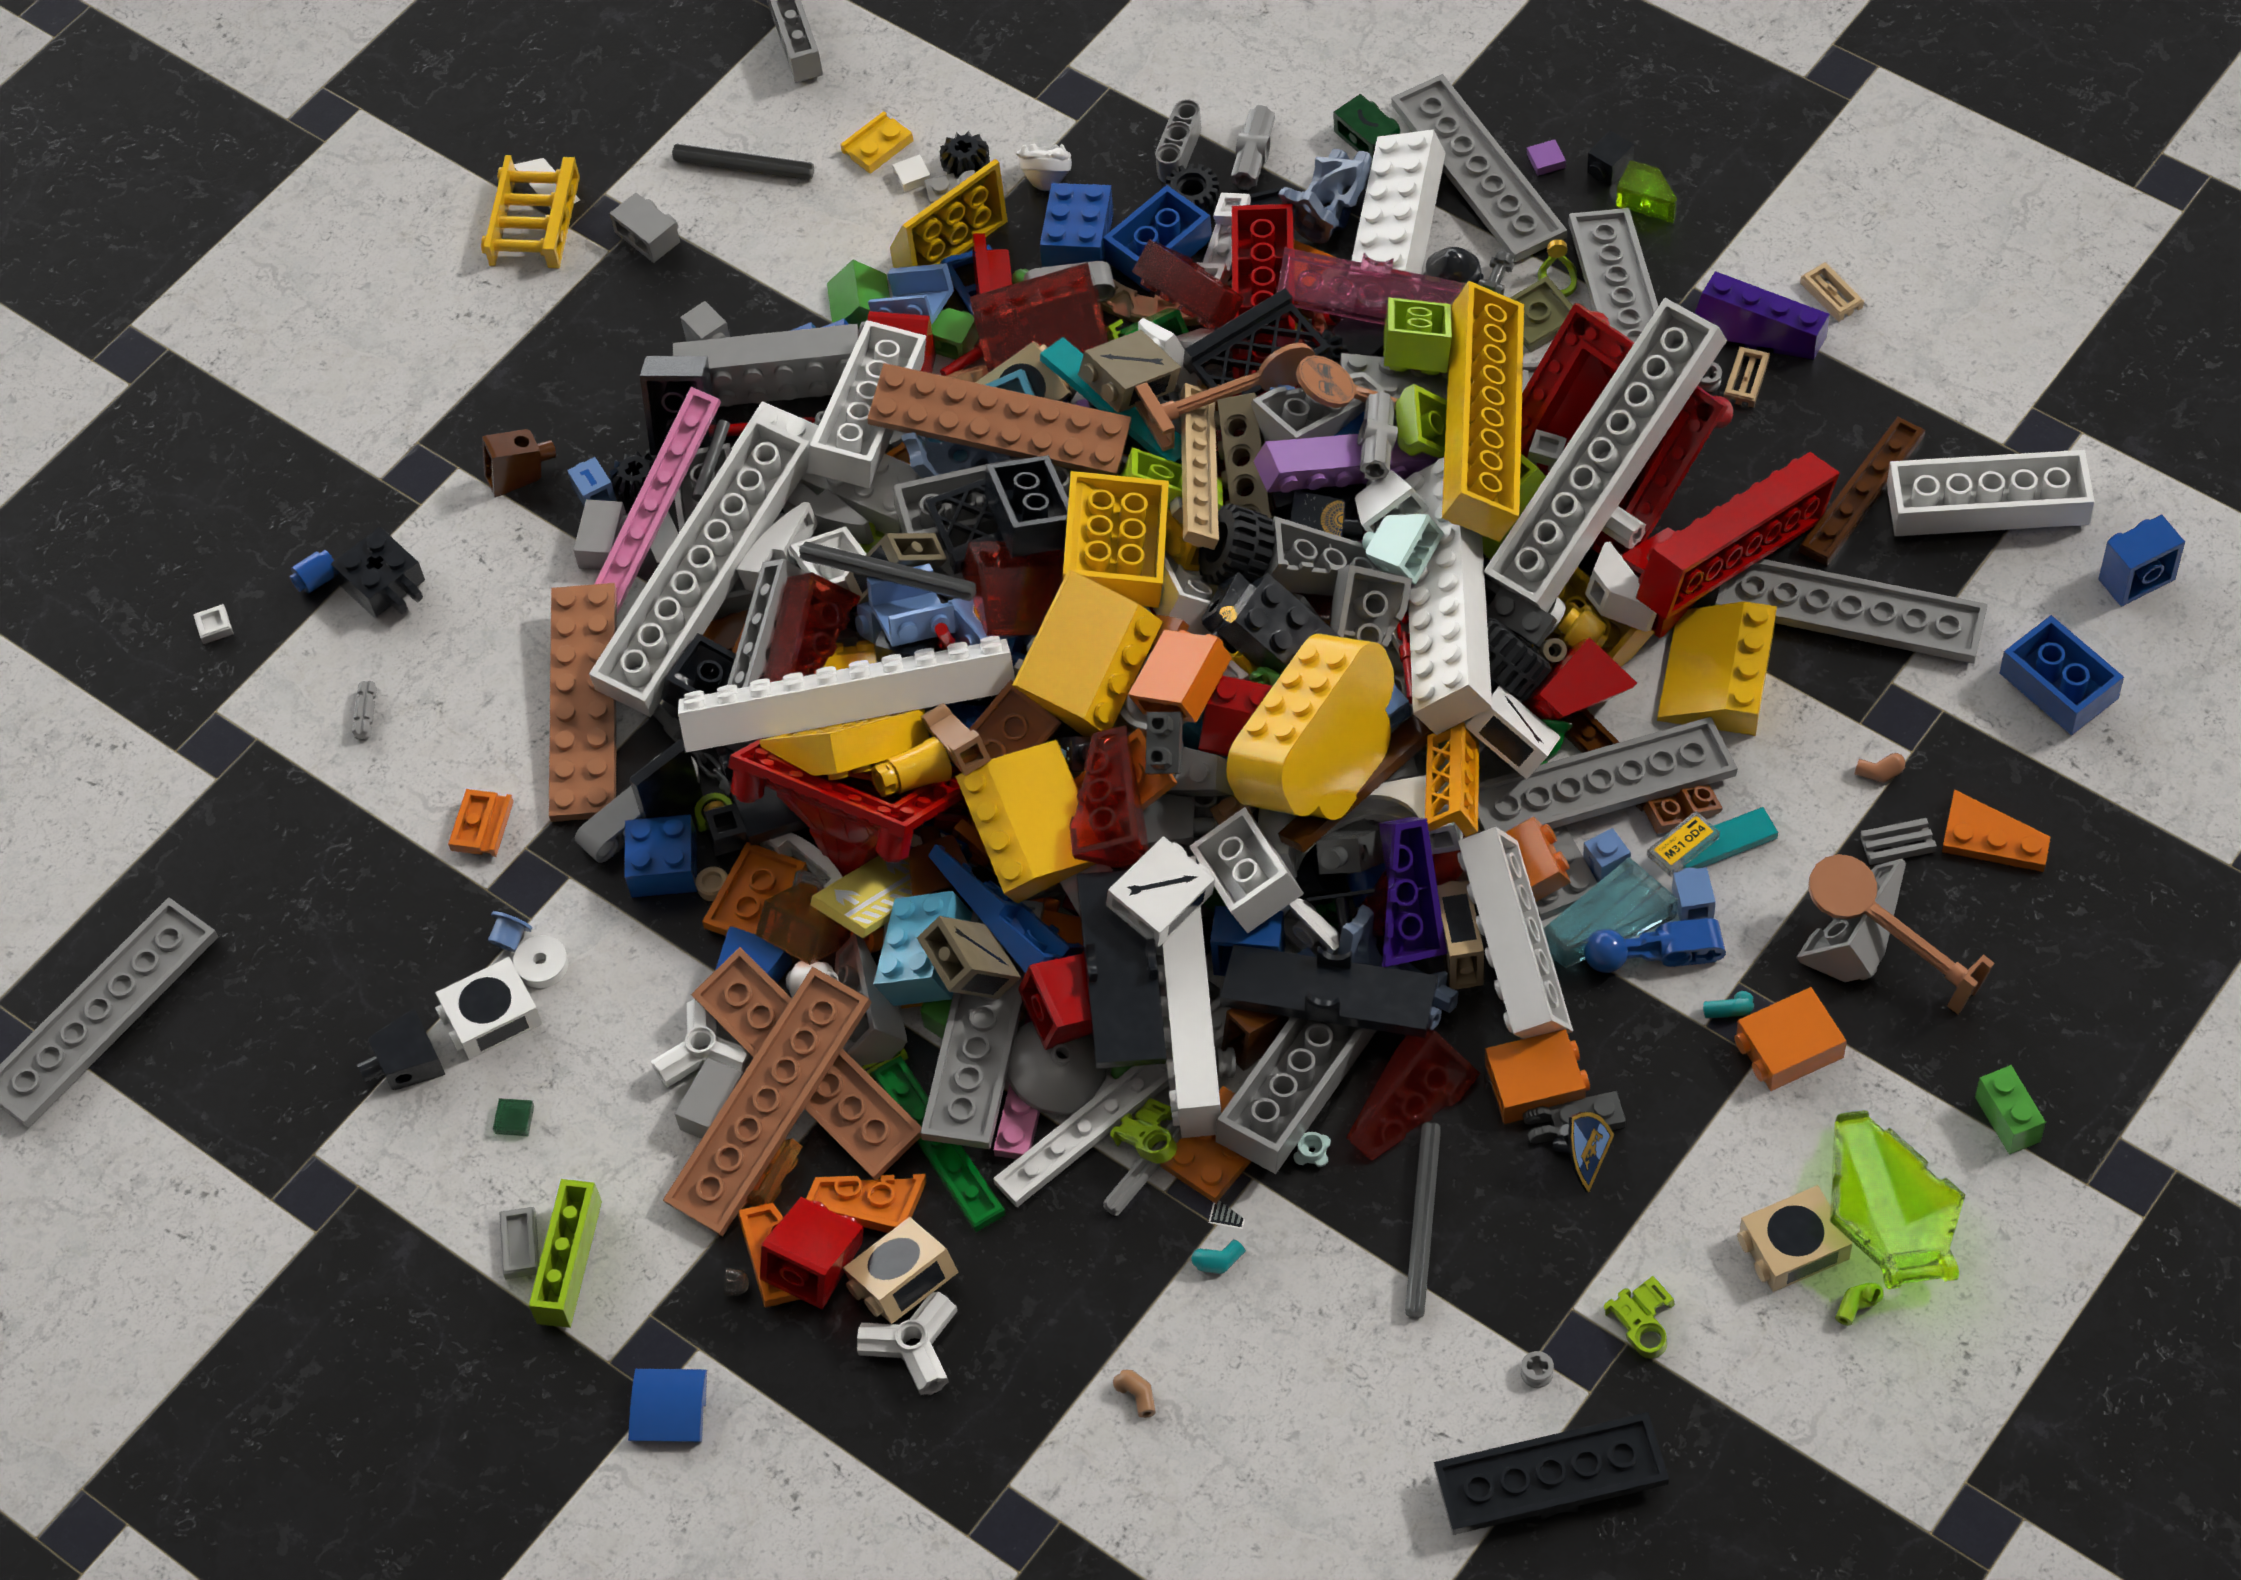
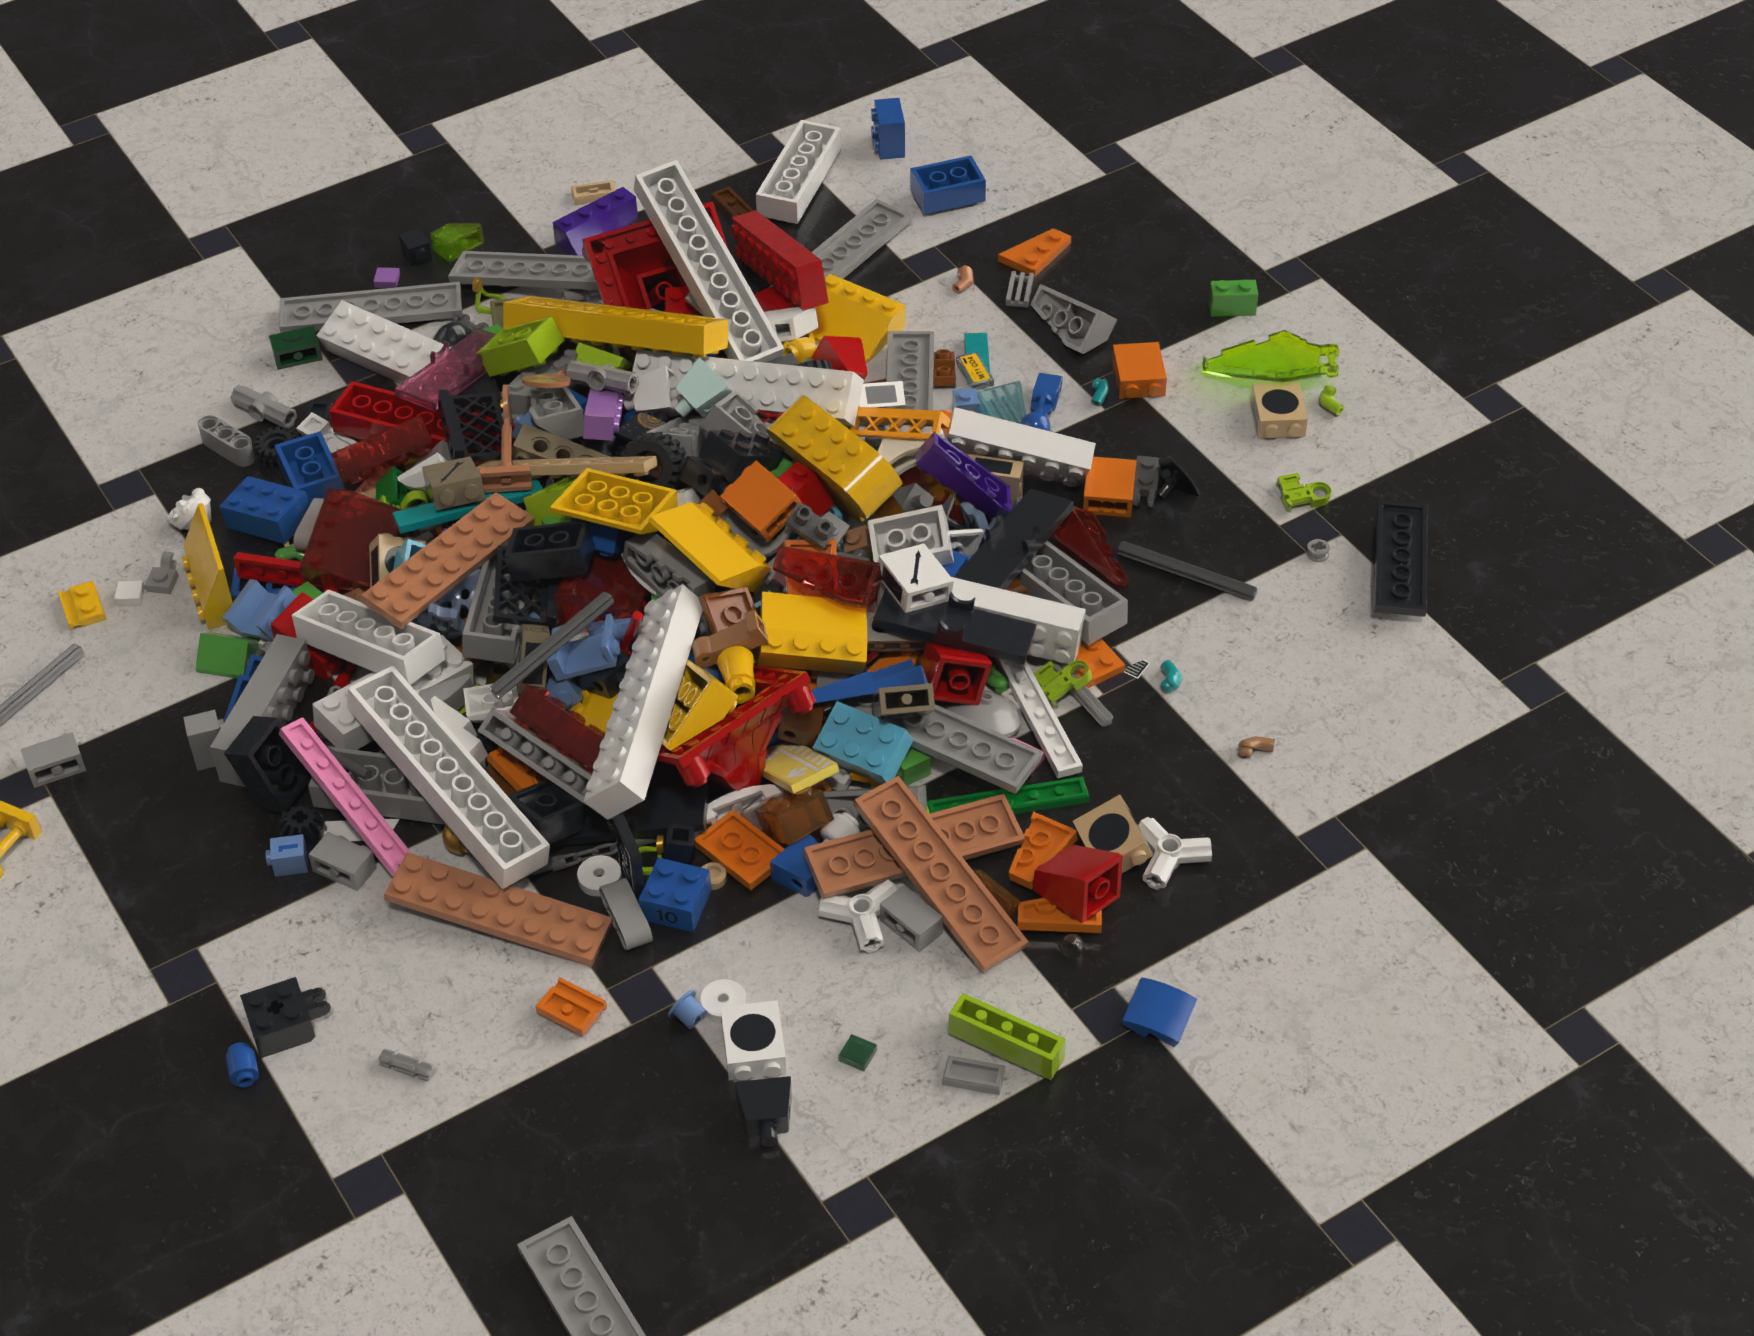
camera: 75 degrees left, 10 degrees down
(213, 624) = (240, 1157): white tile -> none
(513, 459) = (227, 886): reddish brown torso -> none
(964, 154) = (142, 555): black gear -> none
(1333, 181) = (332, 366): sand blue hips -> none
(1694, 894) = (1014, 372): medium blue brick -> none
(1848, 889) = (1065, 303): nougat piece -> none

